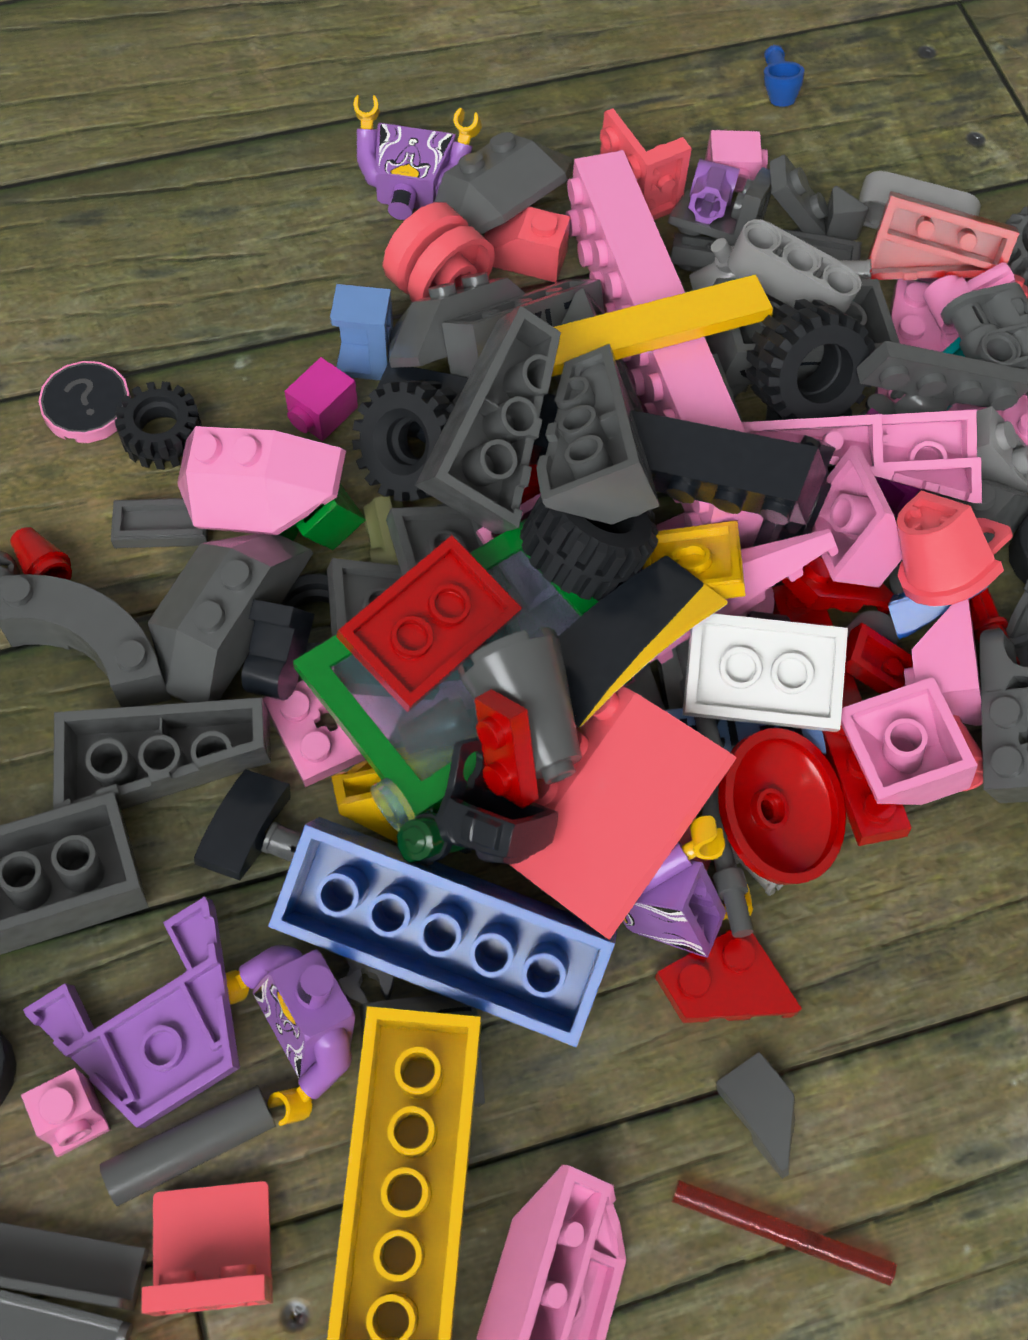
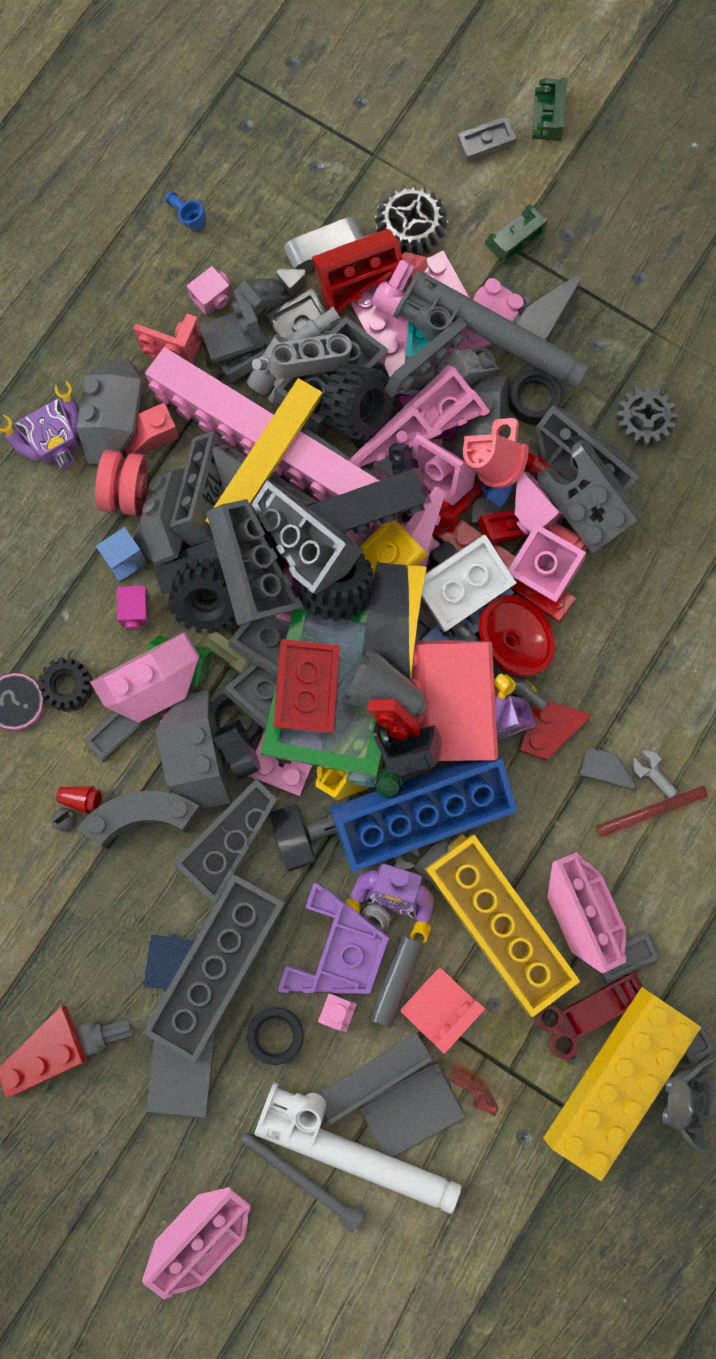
camera: 35 degrees left, 15 degrees up
(250, 1027) = (377, 915): none -> light grey plate
(712, 190) = (217, 321): medium lavender piece -> none
(832, 1177) = (653, 772): none -> light grey bar

